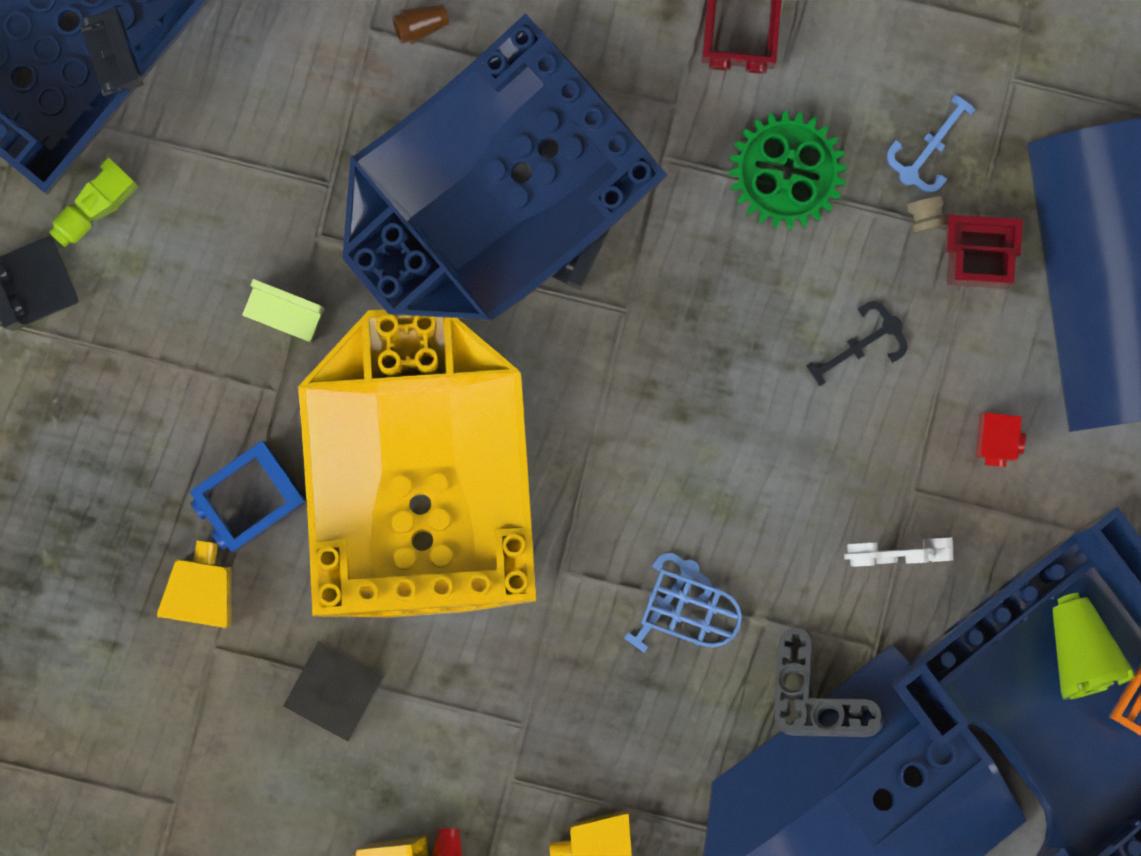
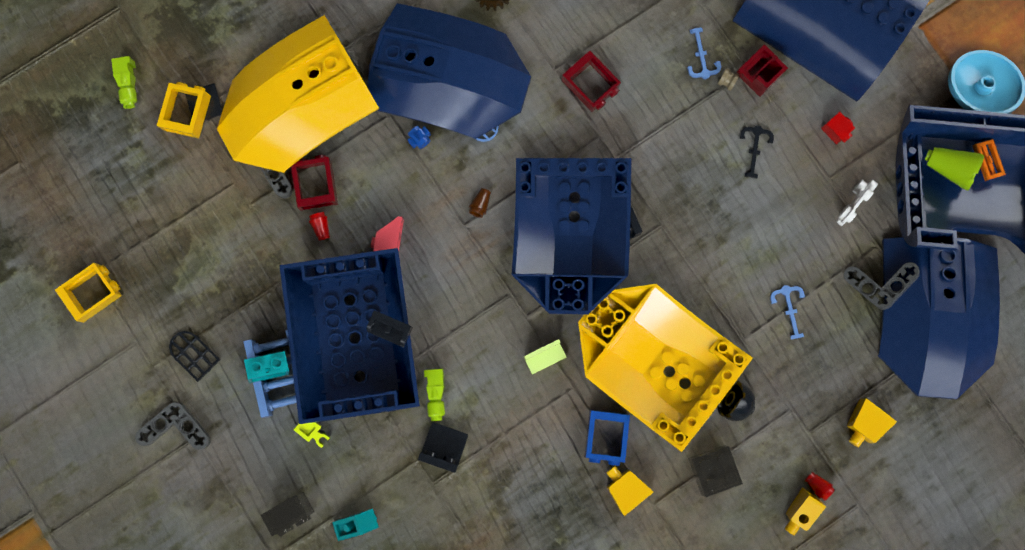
camera: 55 degrees left, 5 degrees down
(459, 639) = (738, 403): none -> black cylinder
(684, 598) = (801, 311): medium blue window -> none
(793, 137) = (675, 129): green gear -> none

